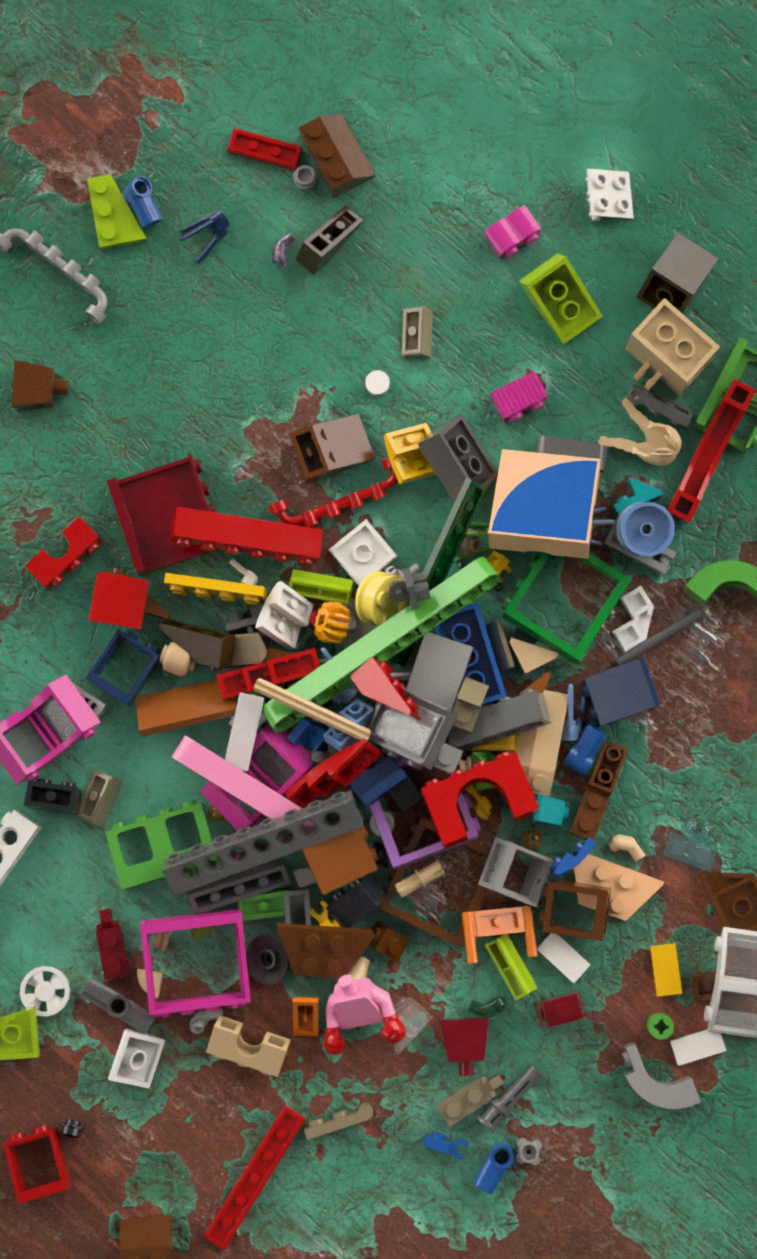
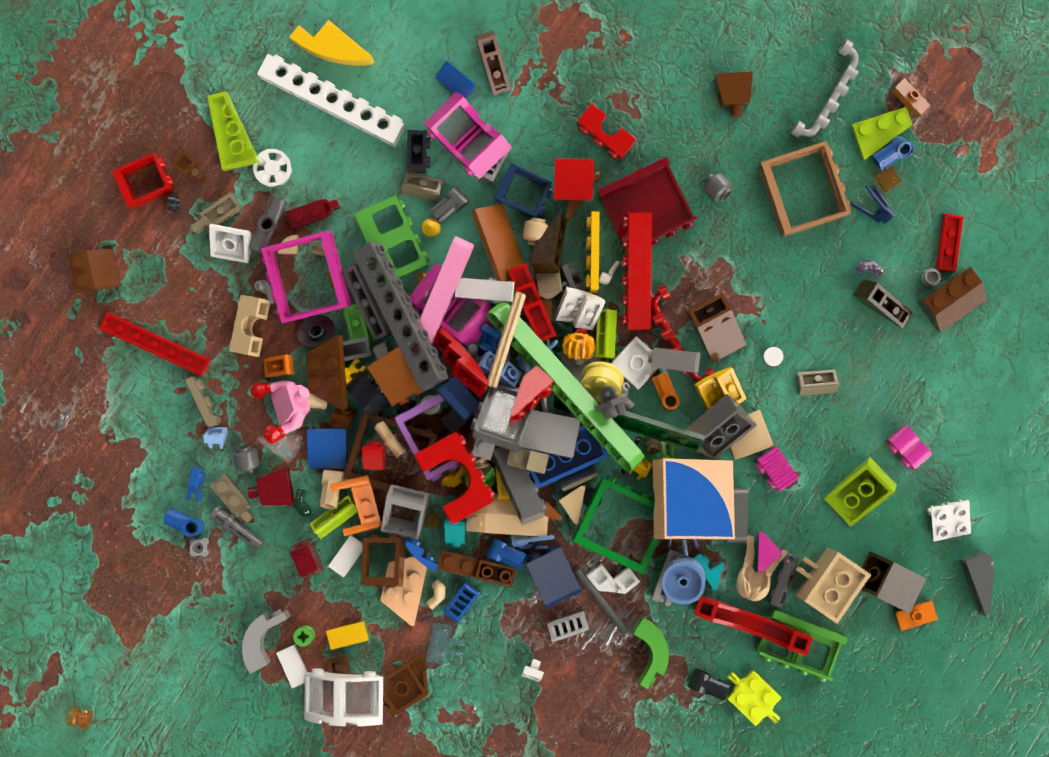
camera: 80 degrees right, 5 degrees up
(25, 1103) = (187, 165): none -> reddish brown plate
(77, 171) = (911, 98): none -> plate
(94, 1071) = (217, 213): none -> dark tan hinge
(124, 760) = (452, 202): none -> dark grey piece
(153, 793) = (431, 227): none -> yellow plate
(154, 422) = (718, 187): none -> dark grey head
(173, 355) = (832, 175): none -> medium nougat window
(175, 213) = (887, 179): none -> clear orange tile
(365, 503) = (674, 359): none -> light grey slope
(385, 1110) = (215, 435): none -> light blue tile
(401, 521) = (665, 389): none -> orange piece
(421, 964) = (327, 448): none -> blue slope
(421, 1072) = (246, 459): none -> dark grey head
(439, 901) = (374, 456): none -> red slope
(480, 418) = (754, 440): none -> tan slope
(486, 968) = (330, 499): none -> tan piece
(622, 421) = (767, 553): none -> dark pink slope
(631, 795) = (471, 589): none -> blue slope
(681, 704) = (558, 621): none -> light grey slope
(684, 168) = (980, 577): none -> dark grey slope
(722, 246) = (919, 615): none -> orange plate
(740, 736) = (532, 672): none -> white tile

